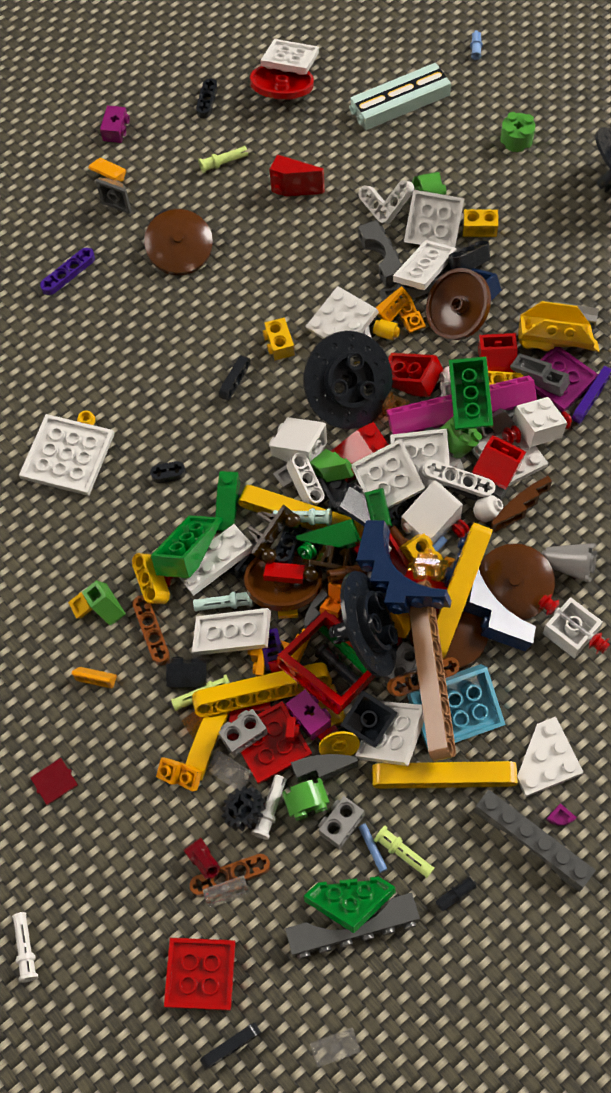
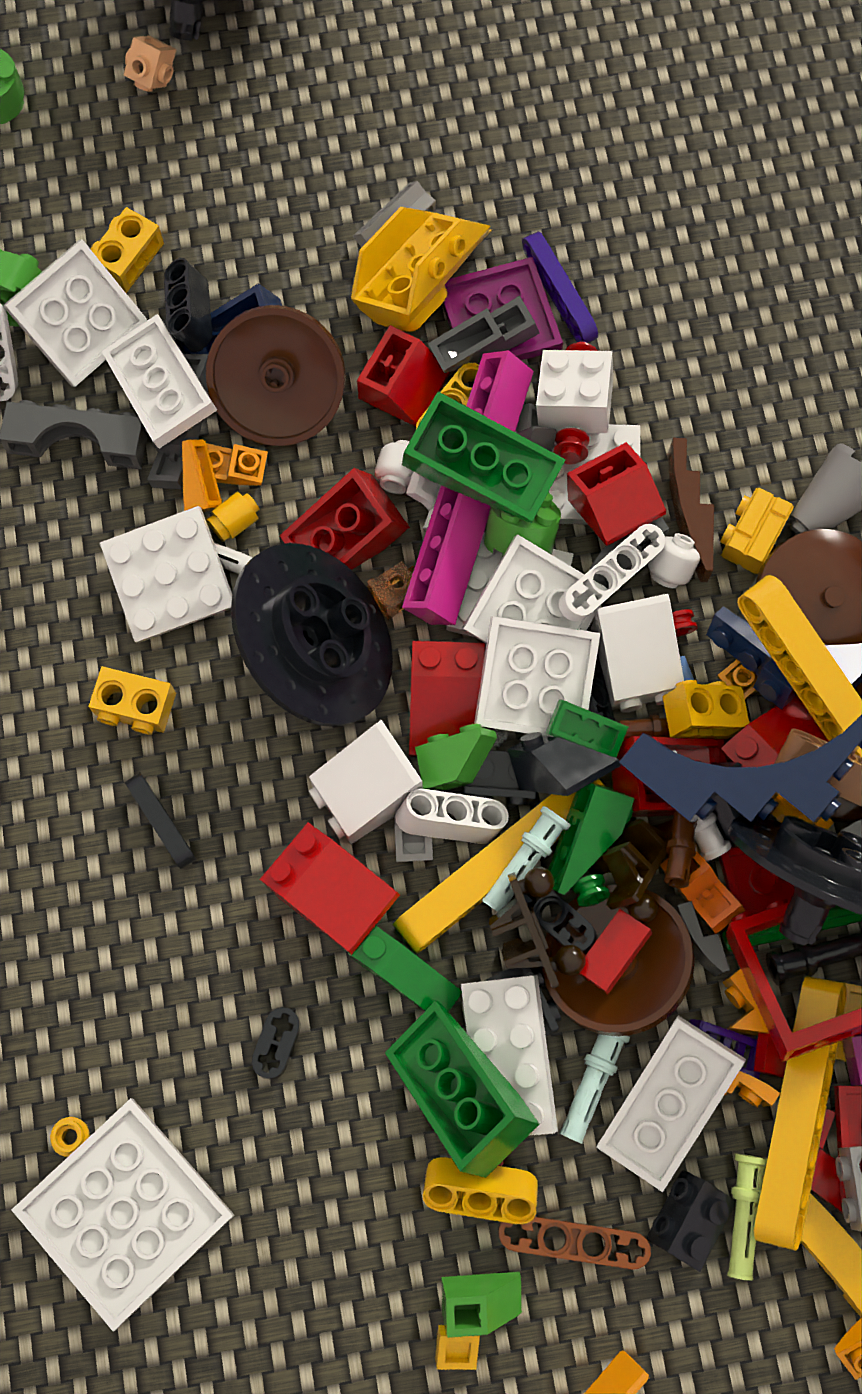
camera: 65 degrees left, 10 degrees up
(192, 724) = (795, 1264): clear orange slope -> none
(243, 449) = (329, 888): none -> red slope
(429, 563) = (740, 709): clear yellow hips -> none
(533, 535) = (756, 531): none -> yellow brick
(575, 180) = (149, 63): none -> light nougat brick

